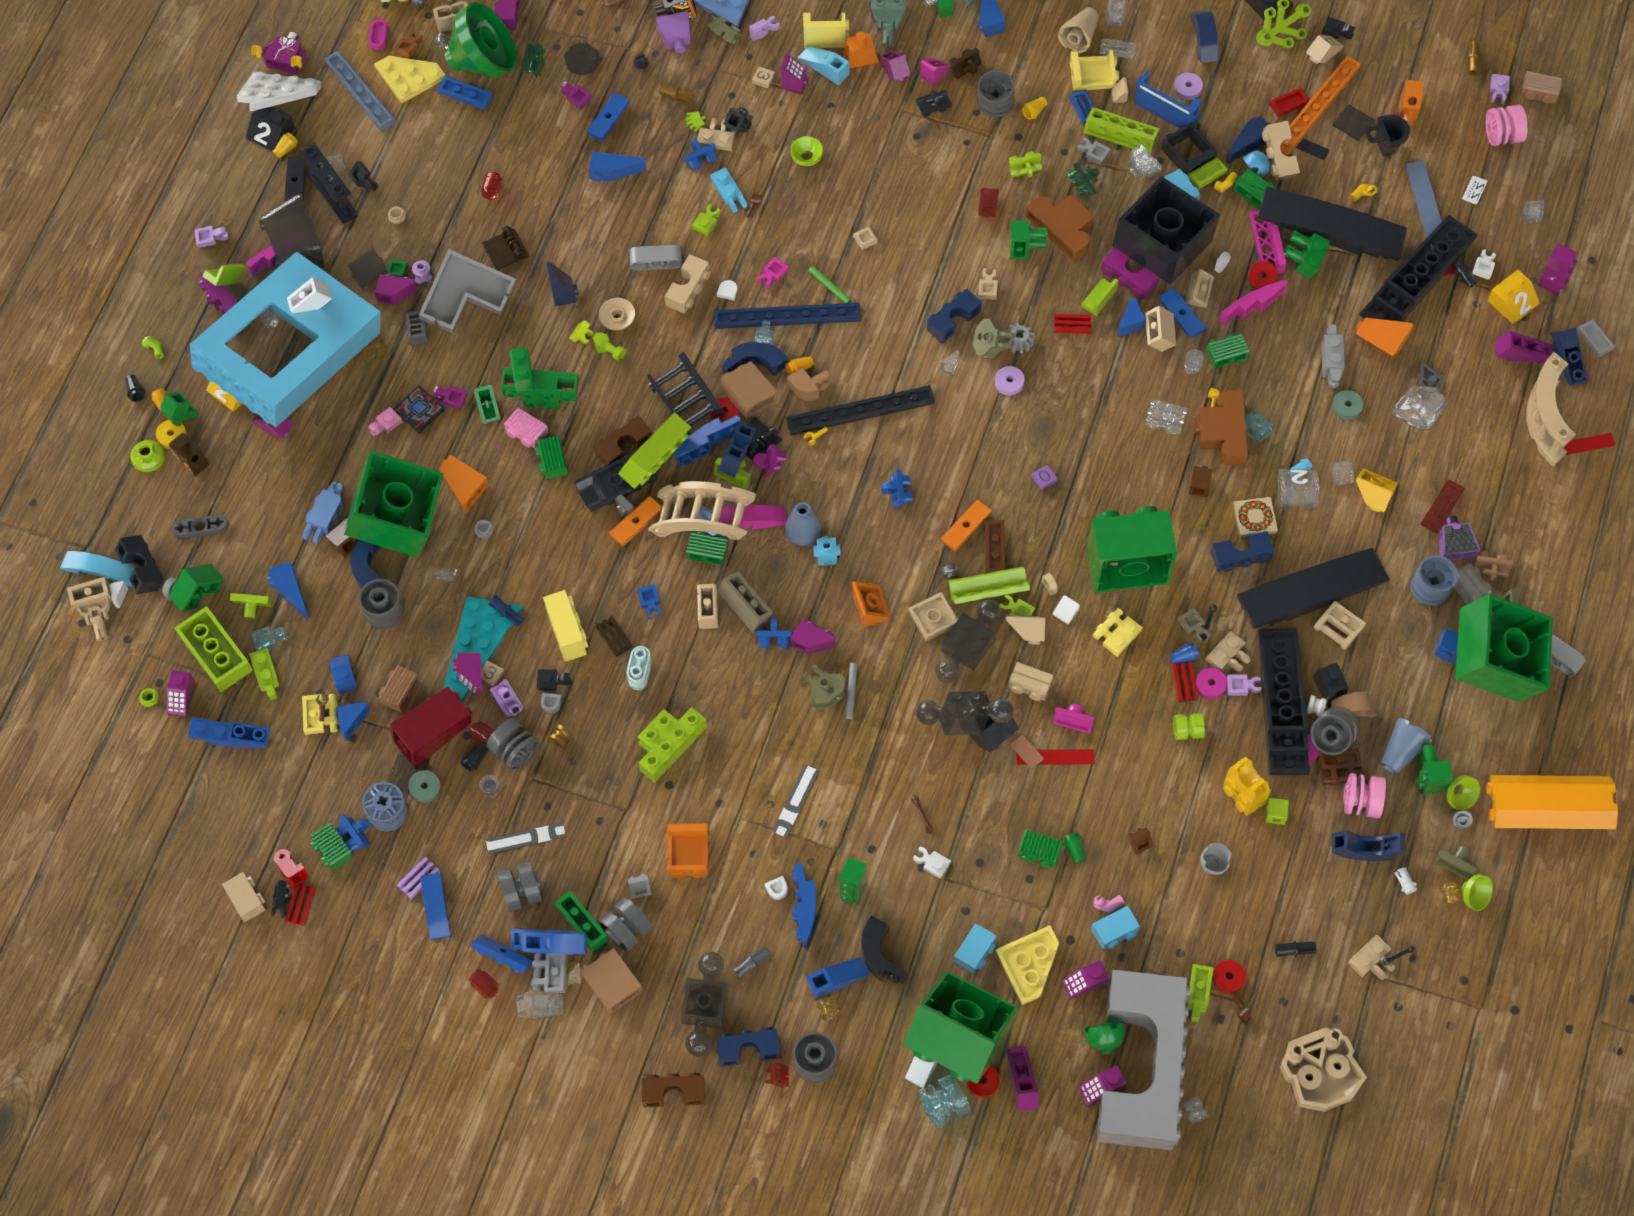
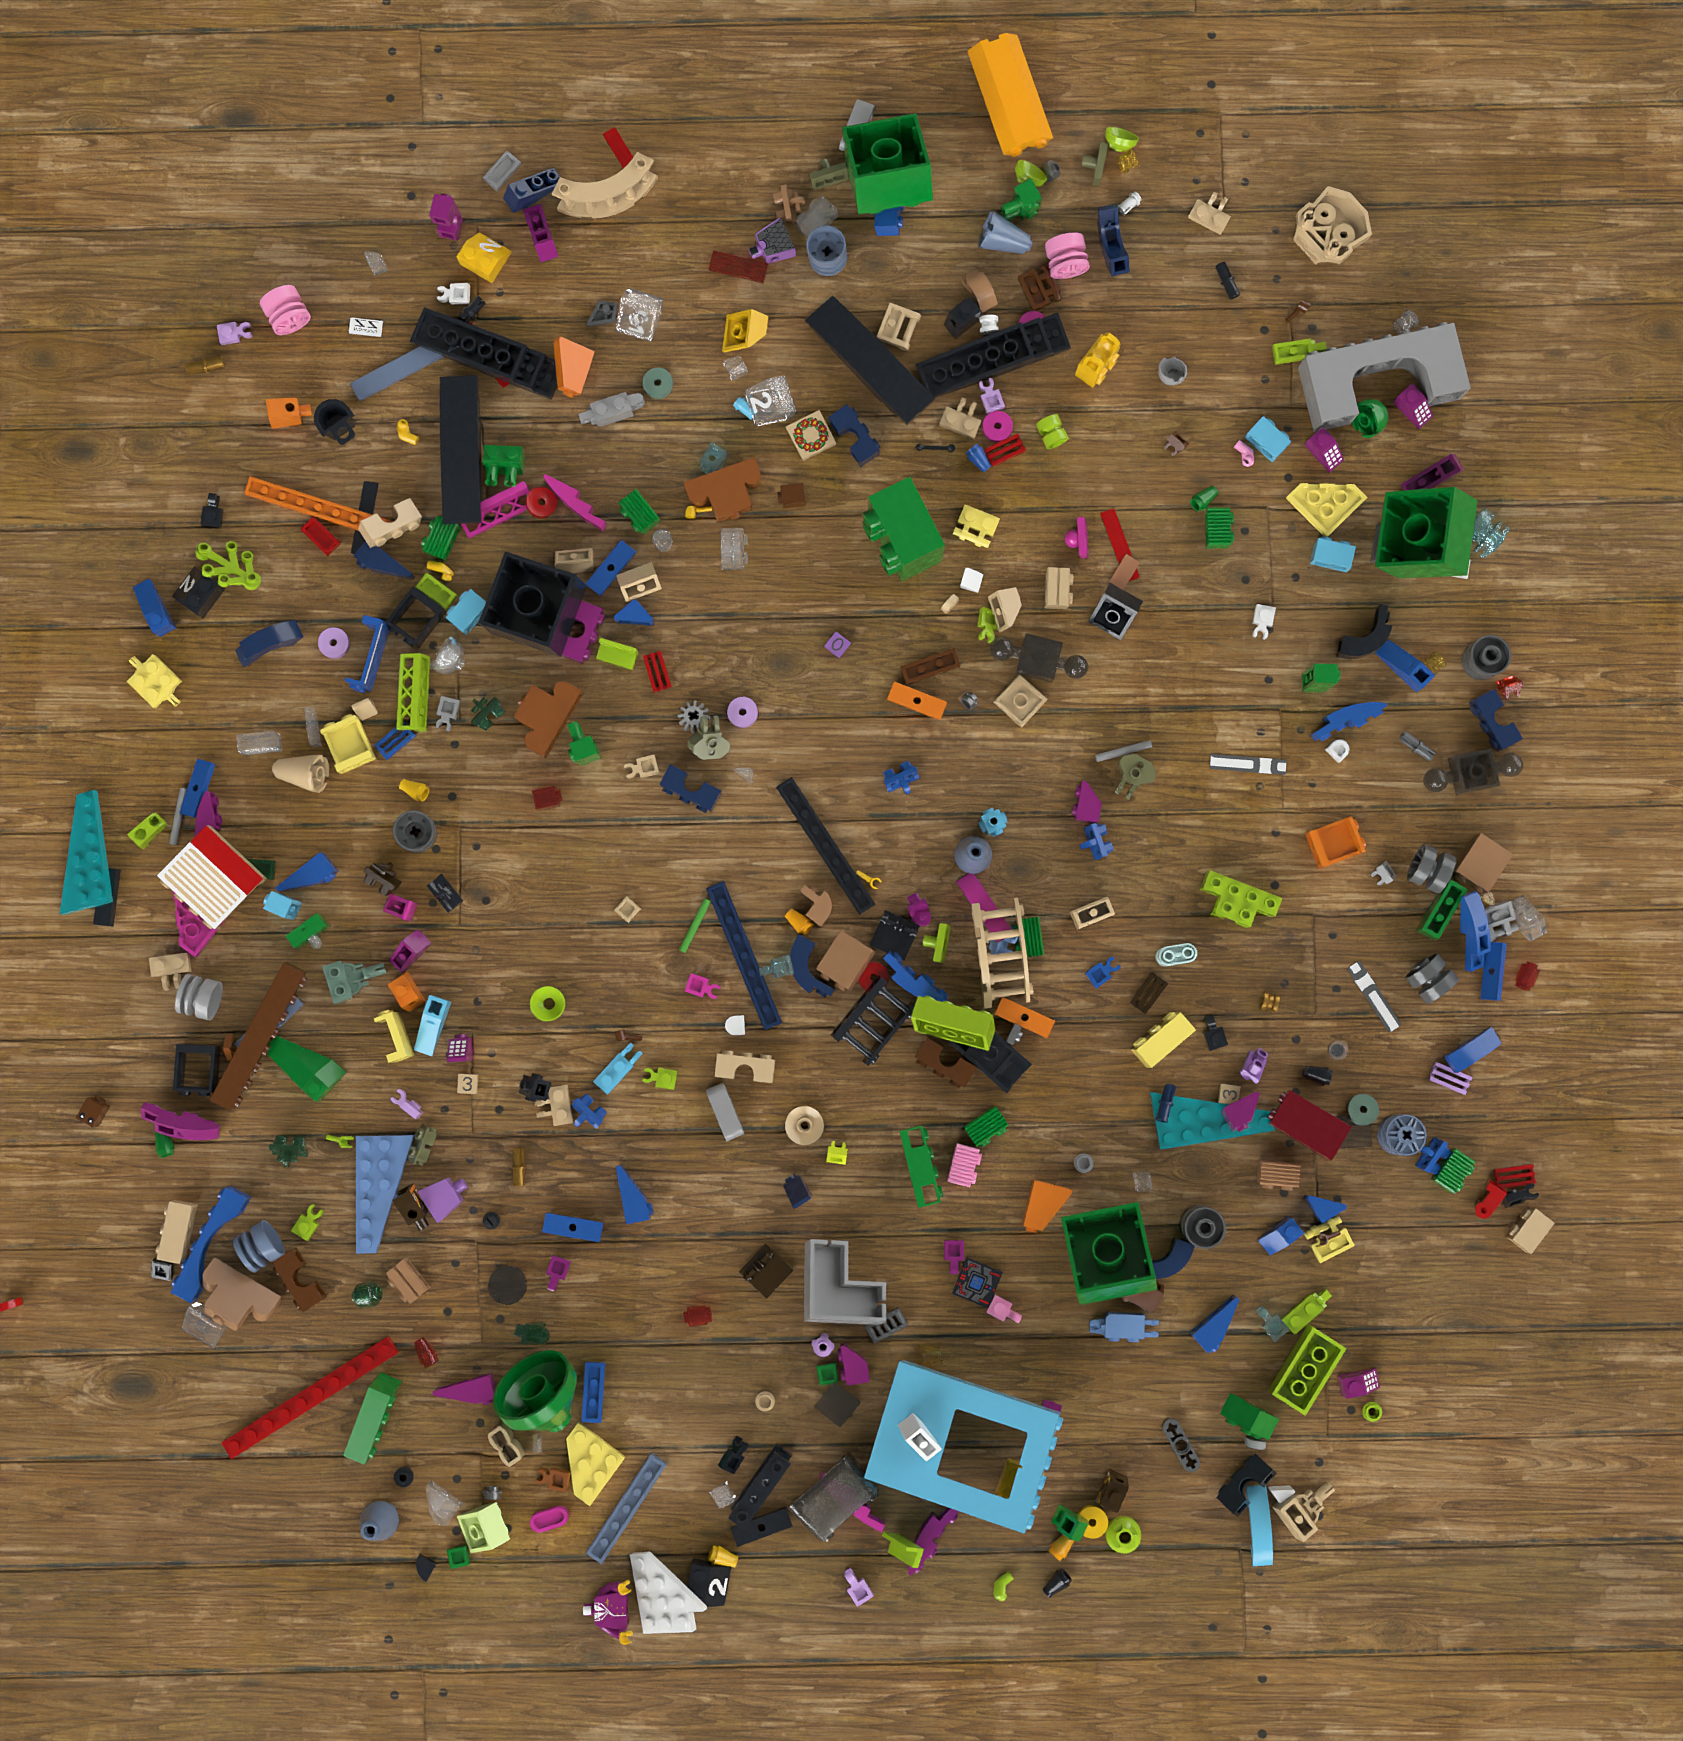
camera: 110 degrees left, 20 degrees up
(229, 735) = (1381, 1316): blue slope -> none
(251, 603) = (1243, 1356): lime tile -> none
(480, 732) = (1293, 1075): clear red brick -> none
(487, 403) = (952, 1214): green slope -> none
(513, 744) = (1298, 1040): dark grey wheel -> none
(522, 369) = (921, 1186): green brick -> none
(550, 702) = (1236, 1026): light grey tile -> none
(602, 344) = (841, 1126): lime leg -> none
(655, 1088) = (1560, 787): reddish brown arch -> none
(695, 120) = (543, 1134): lime piece -> none
(736, 449) = (935, 943): dark blue arch -> none
(745, 602) = (1075, 879): dark tan brick -> none
(870, 603) = (1030, 762): orange slope -> none
(929, 829) = (1231, 634): reddish brown hinge -> none
(965, 712) = (1118, 633): clear smoke brick -> none
(988, 585) = (973, 659): lime fence -> none
(1025, 165) = (490, 774): lime hips -> none
(1193, 623) = (944, 459): dark tan plate -> none
(1222, 261) = (537, 546): white tile -> none
(1235, 970) = (1276, 322): red piece -> none
(1258, 160) = (409, 544): dark azure hair -> none
(1276, 811) = (1103, 326): lime piece -> none
(1323, 49) = (244, 517): tan slope -> none
(1335, 730) = (1015, 297): dark grey wheel -> none
(1353, 122) = (323, 466): clear smoke piece -> none
(1386, 961) = (1214, 197): black hinge -> none
(1541, 87) = (221, 290): medium nougat brick -> none

